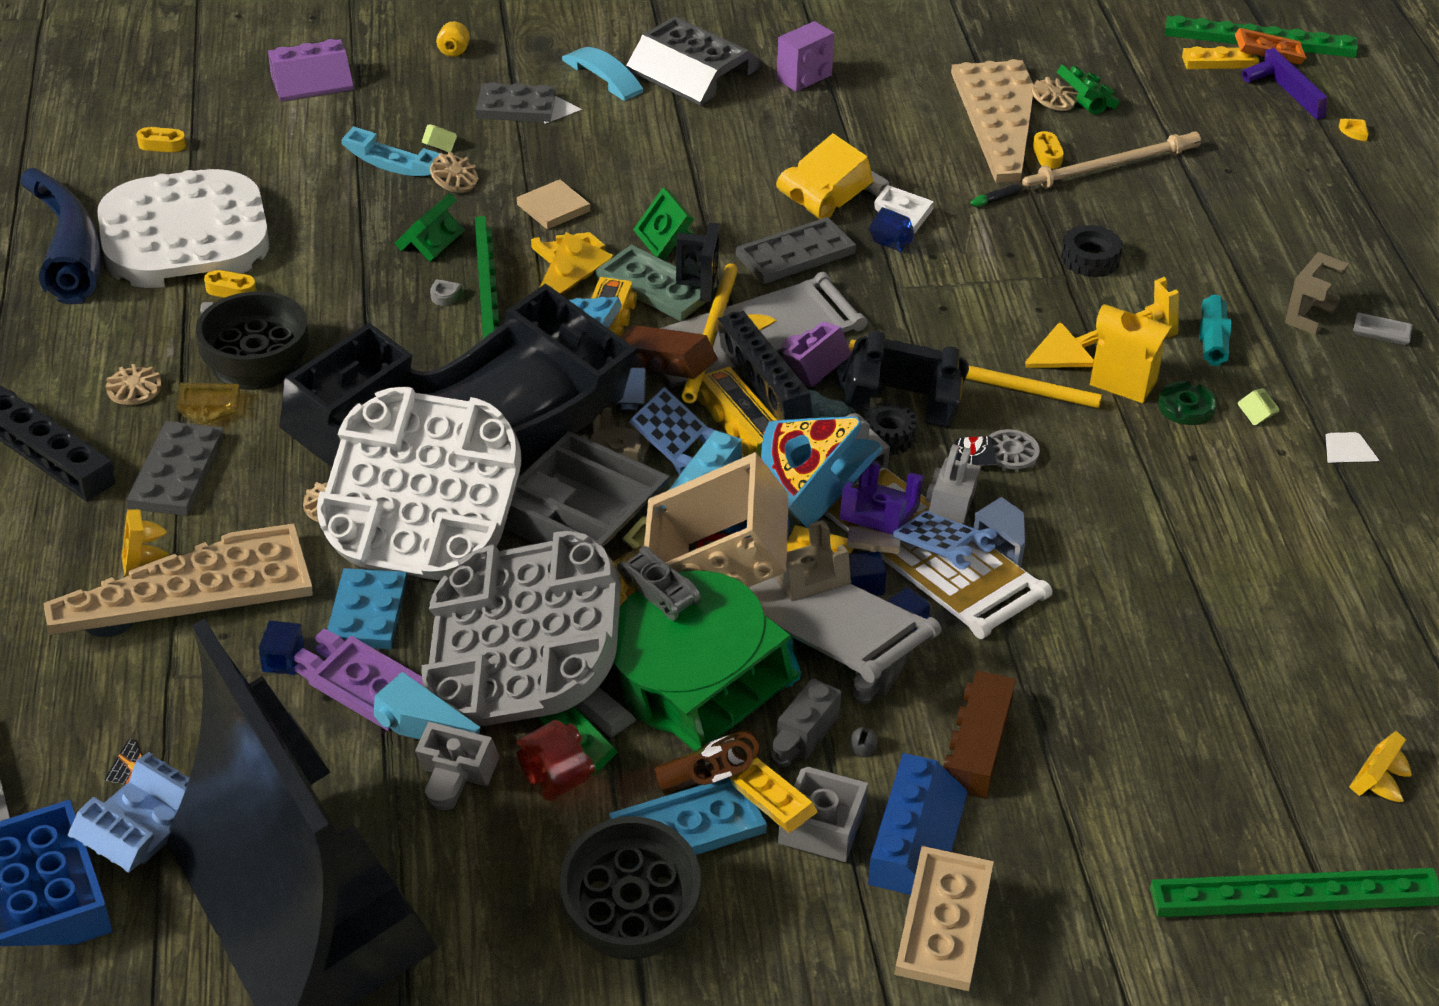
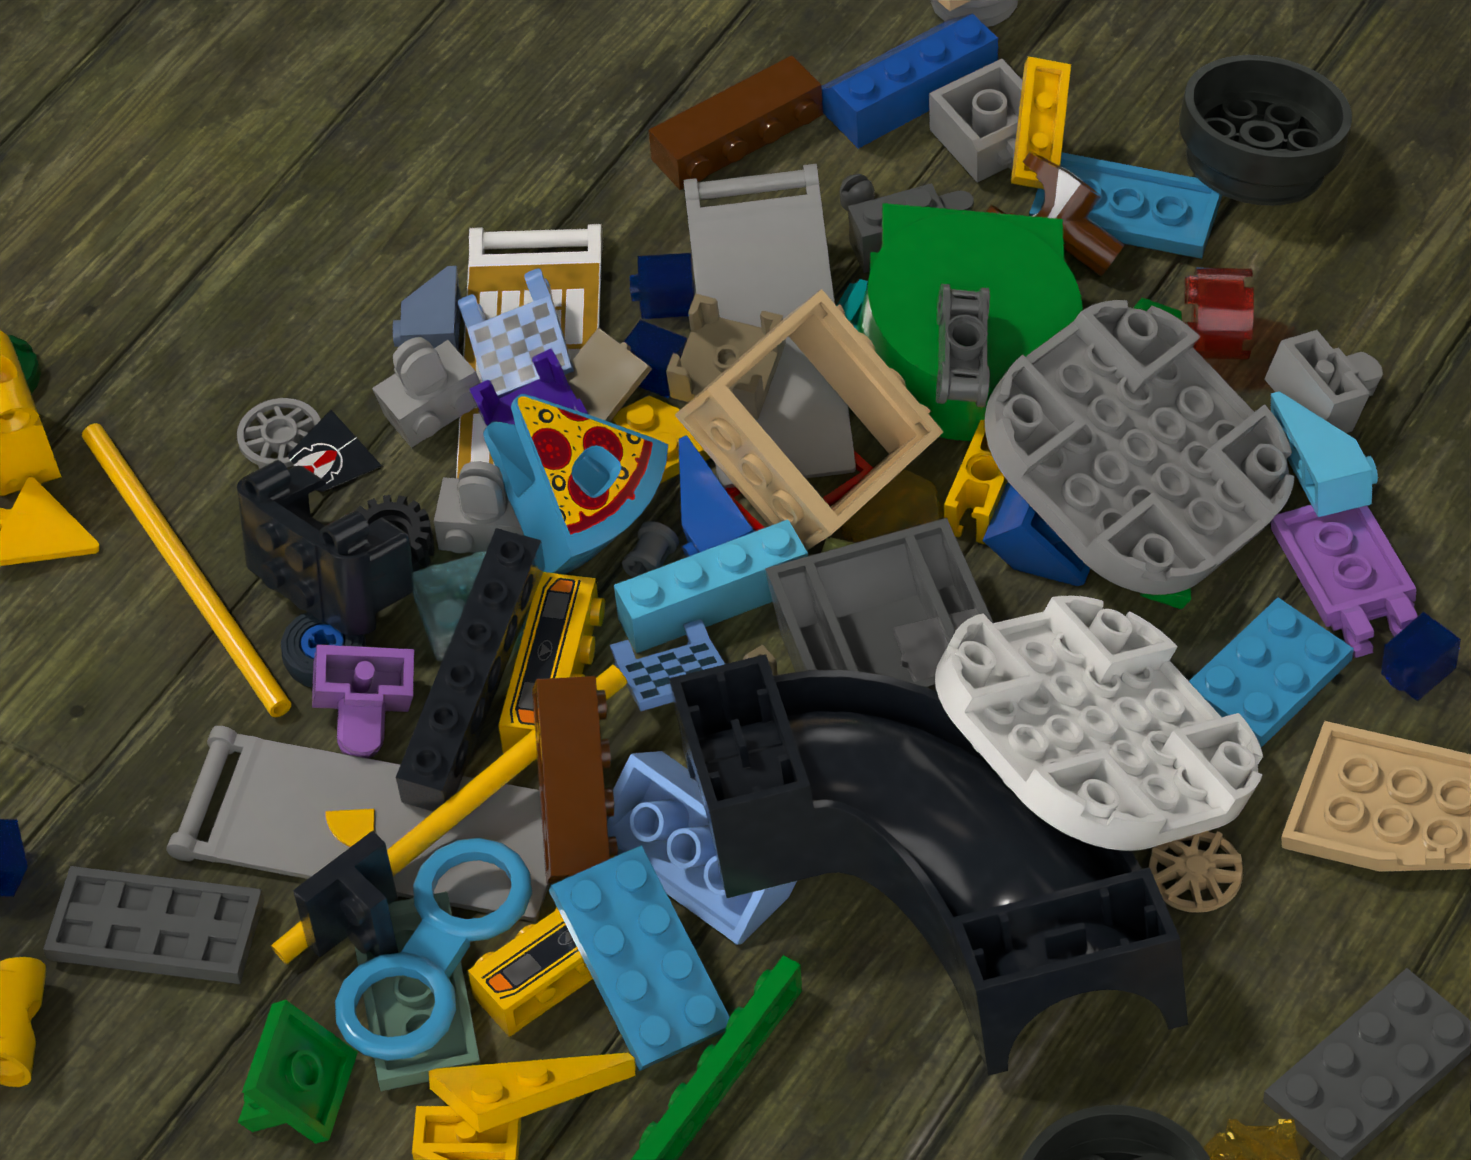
camera: 135 degrees left, 10 degrees up
(657, 285) = (433, 949): none -> dark azure bar

